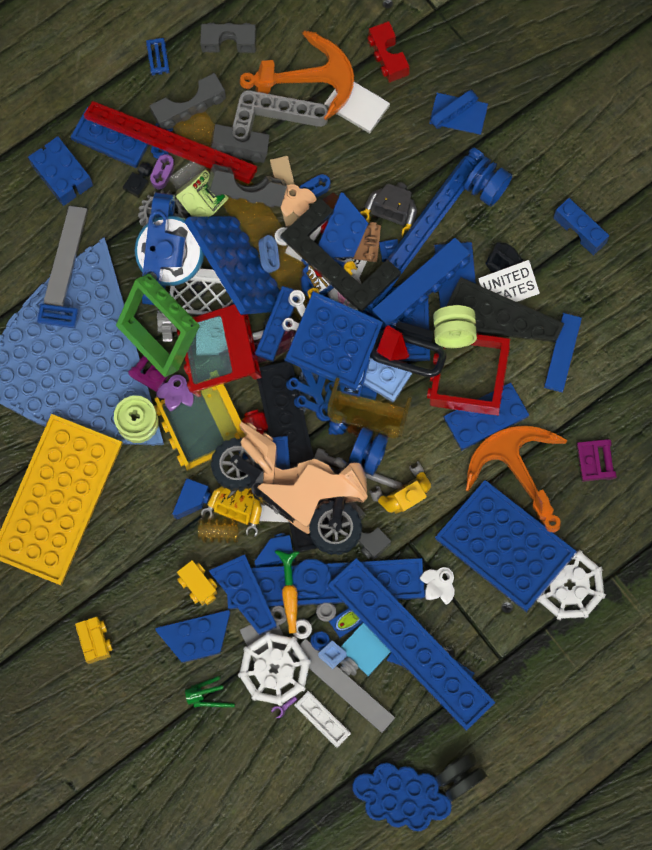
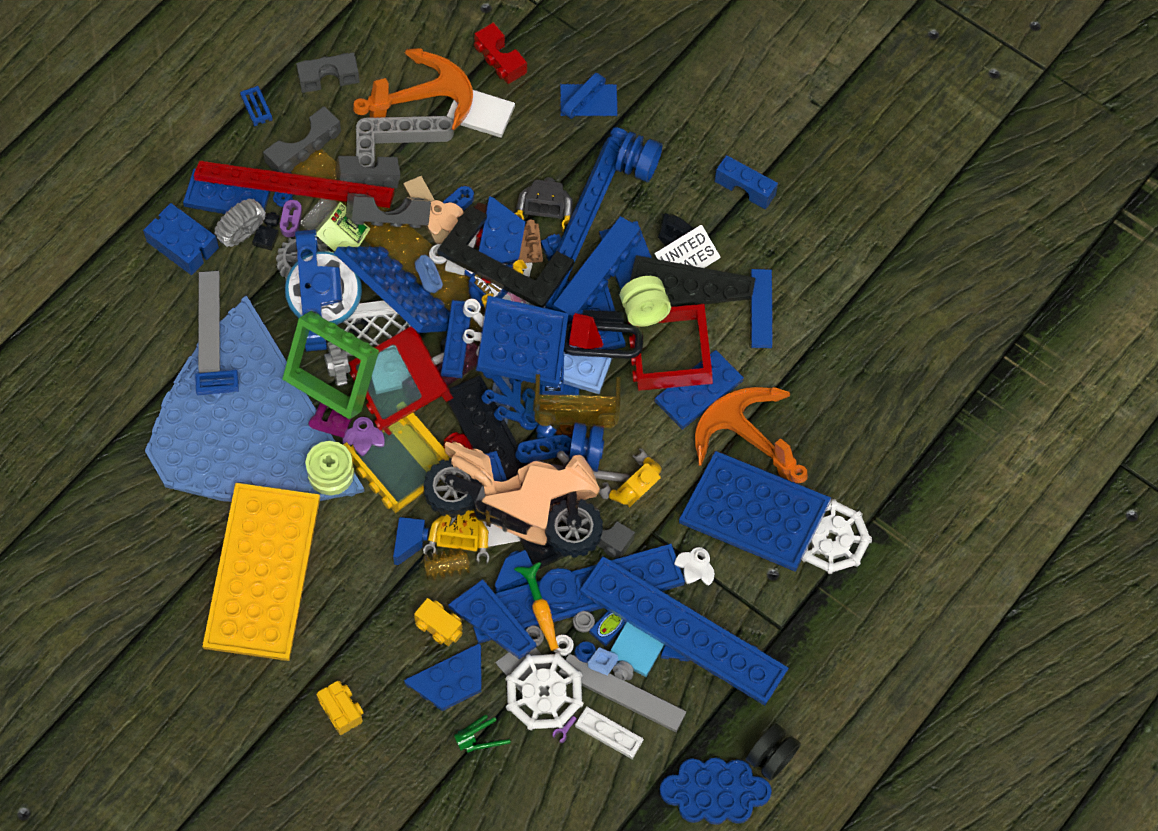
camera: 20 degrees left, 10 degrees down
(113, 168) = (240, 222): none -> light grey gear
(325, 448) = (537, 454): none -> blue beam
(590, 462) = (819, 409): magenta plate -> none

